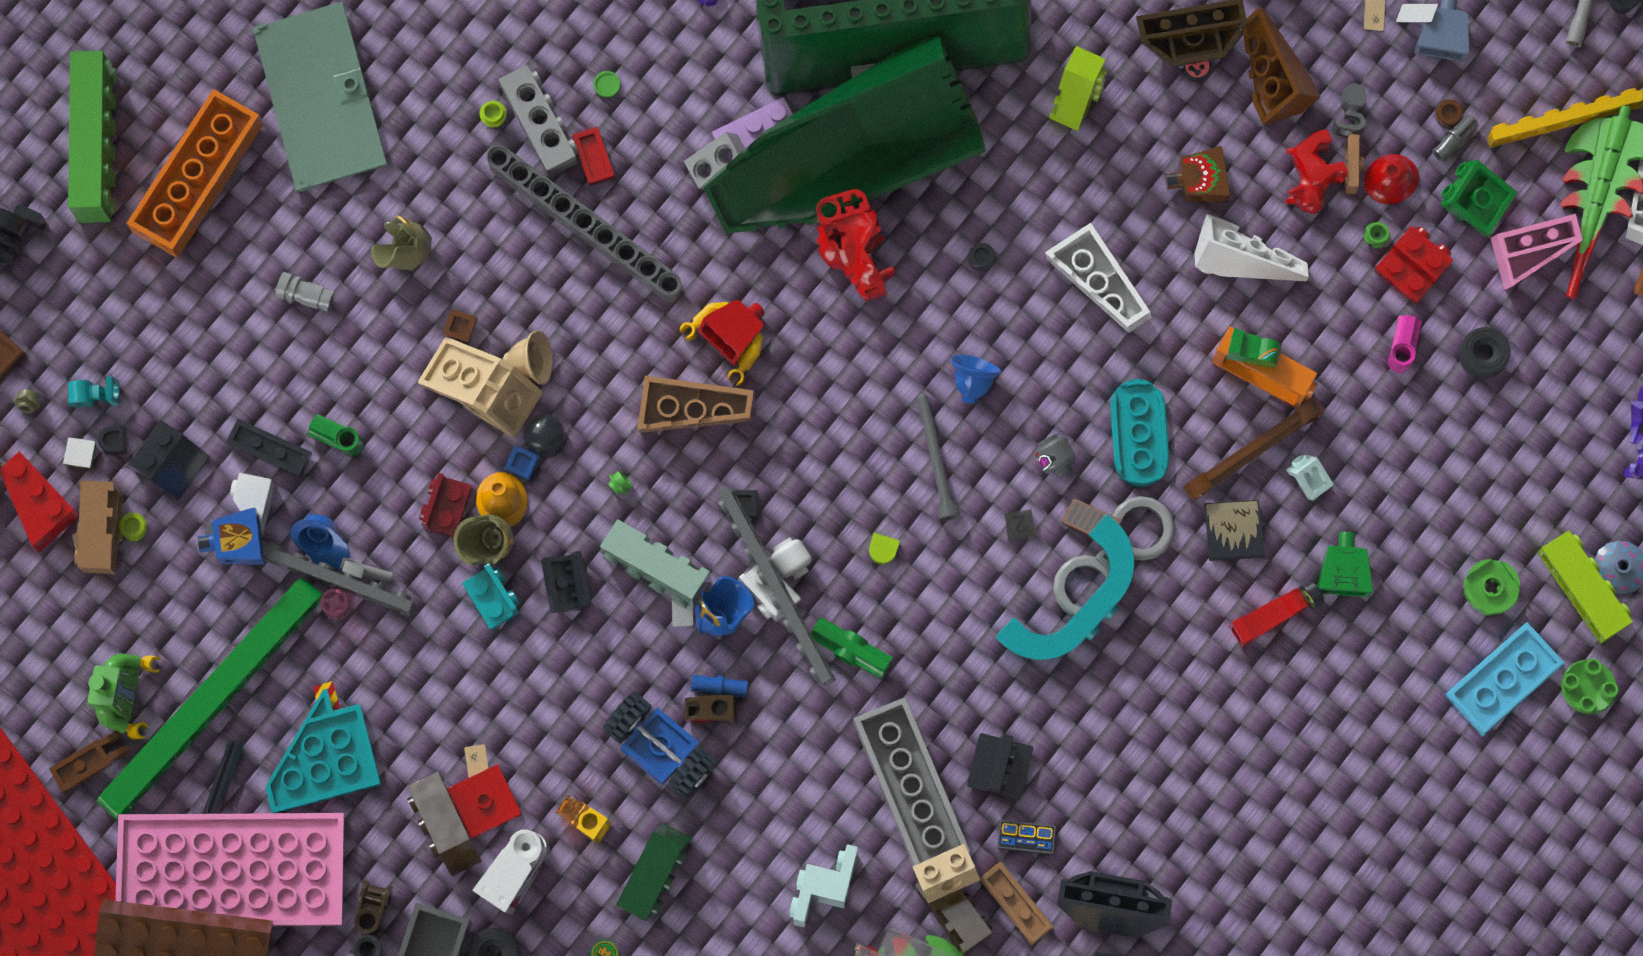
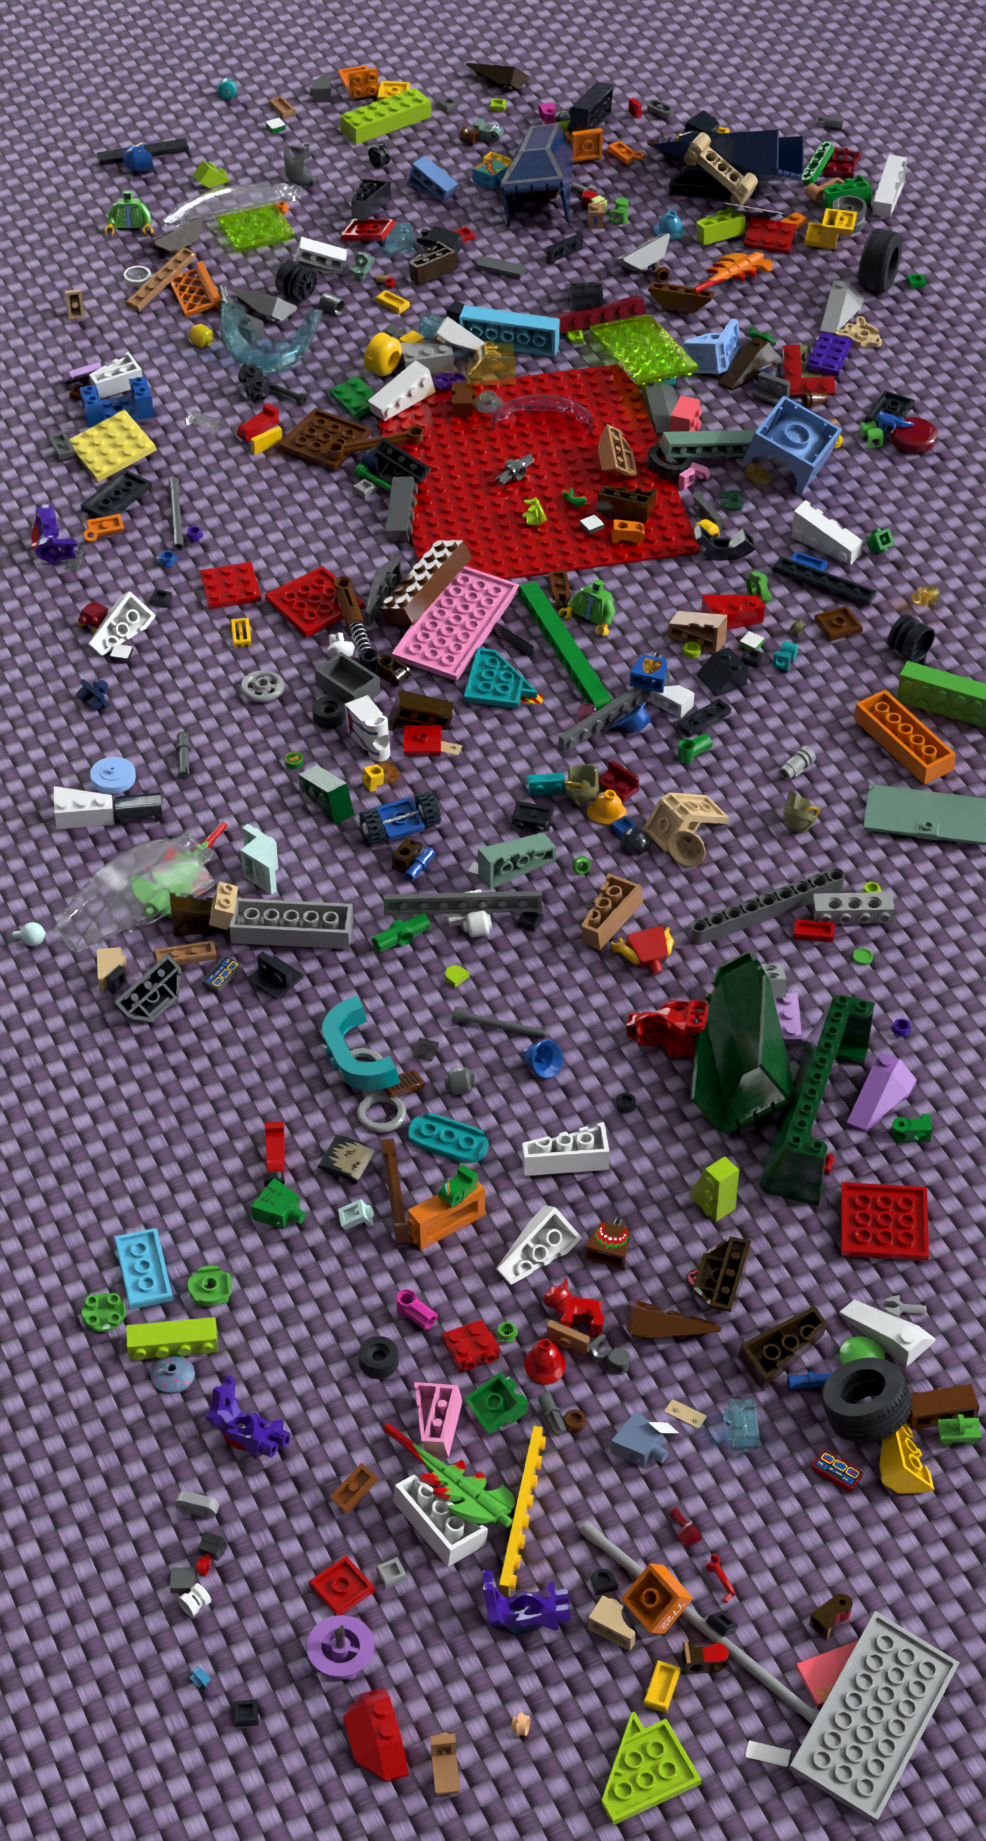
camera: 115 degrees right, 30 degrees down
(358, 569) = (603, 726): light grey bar -> none
(460, 326) = (732, 826): reddish brown plate -> none
(723, 607) = (471, 873): blue helmet -> none

